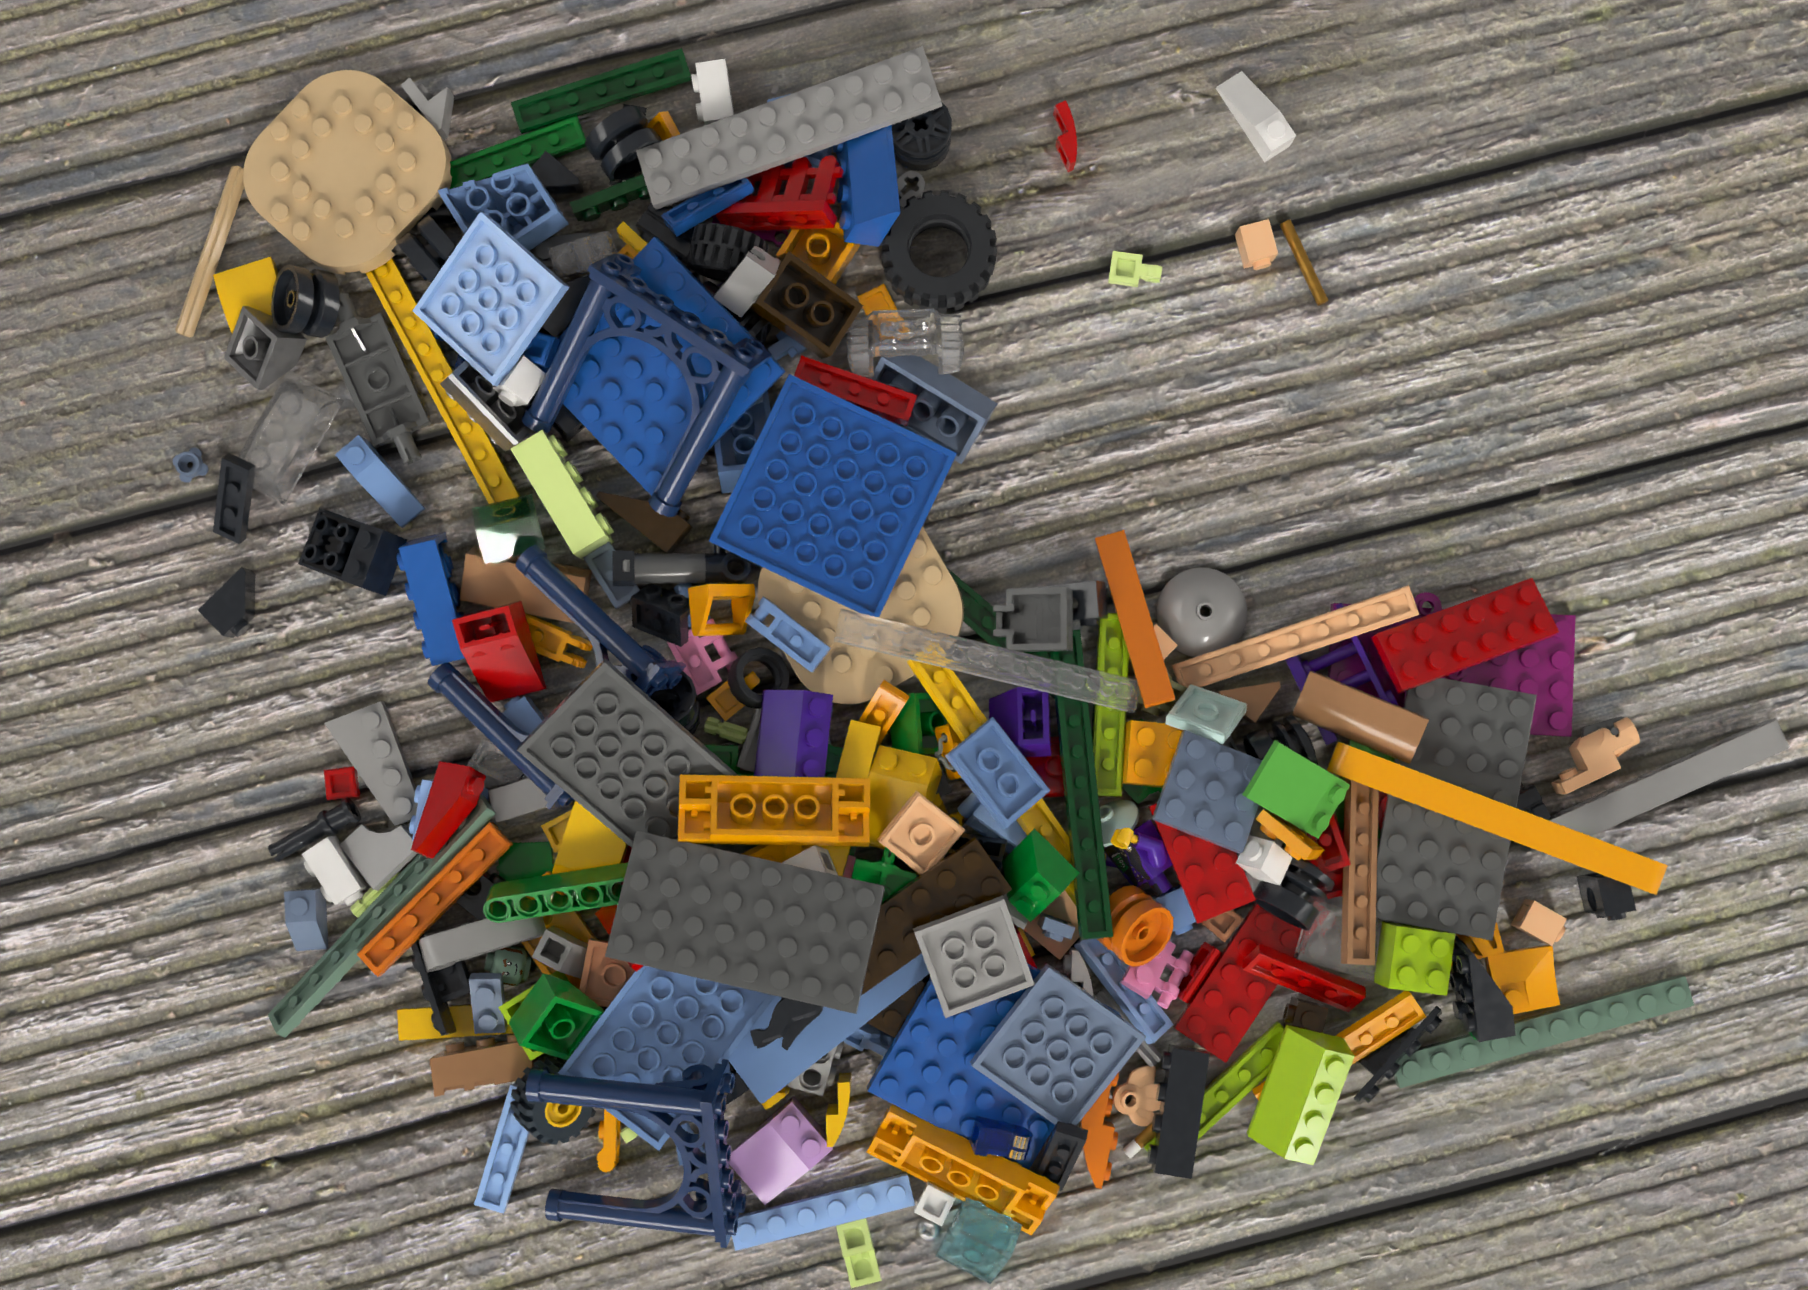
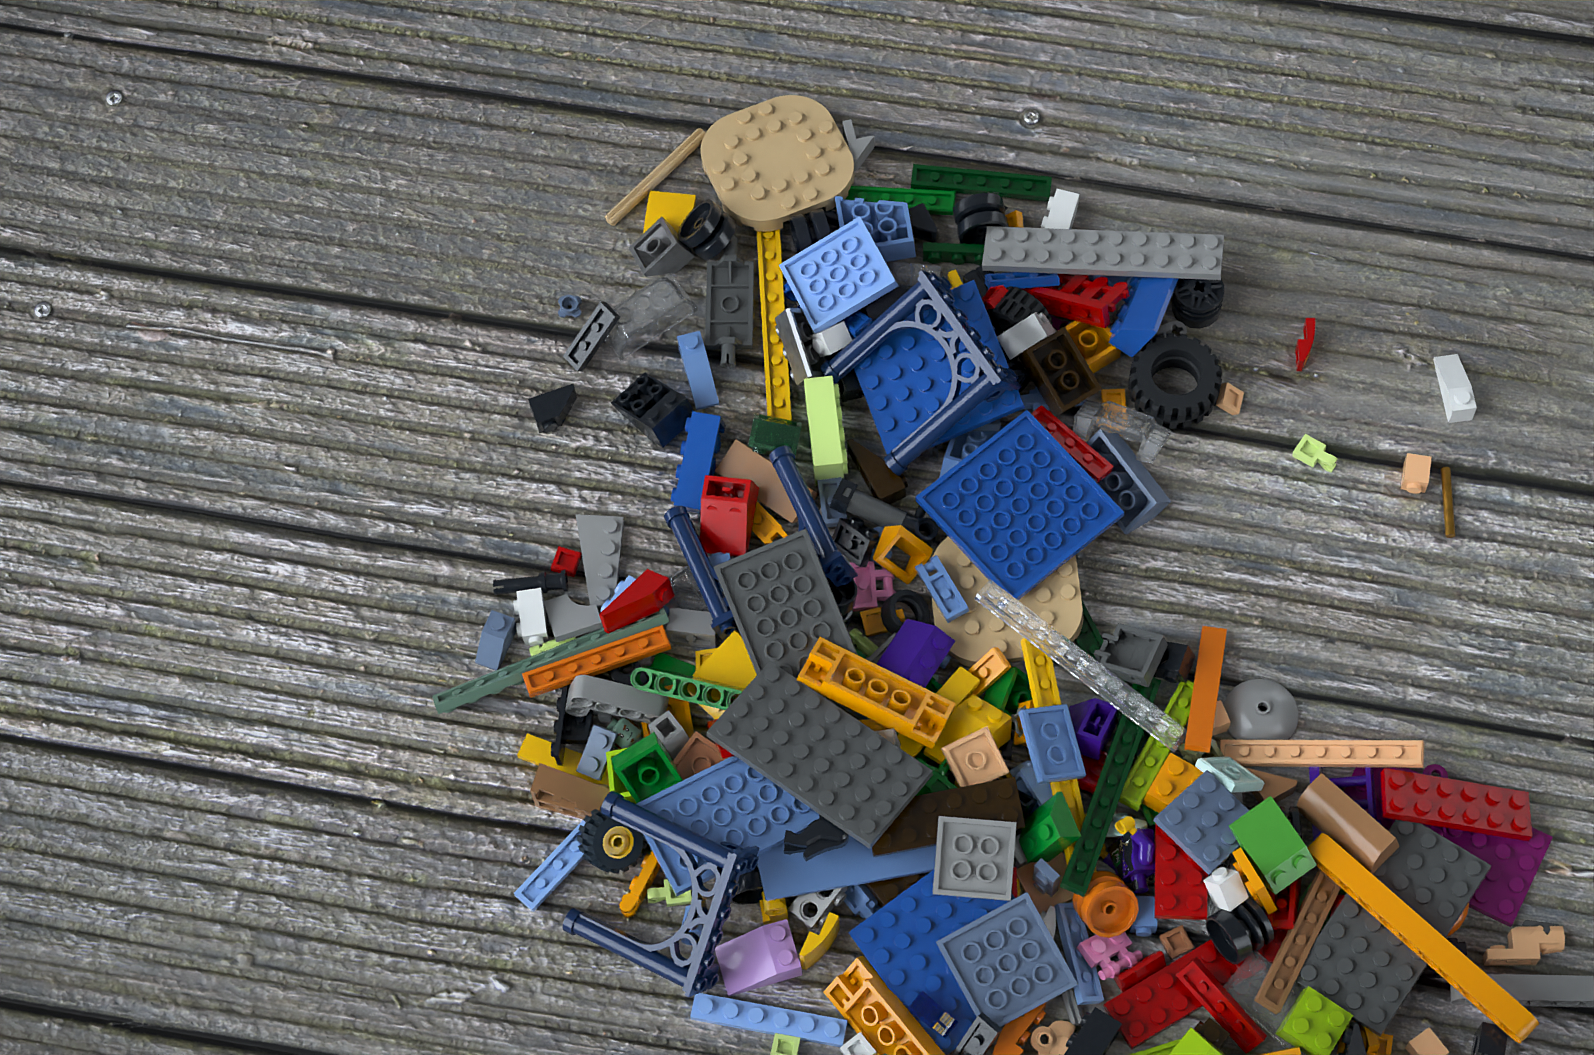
camera: 30 degrees right, 20 degrees down
(686, 245) = (993, 296): none -> red tile
(1010, 244) = (1230, 398): none -> light nougat plate

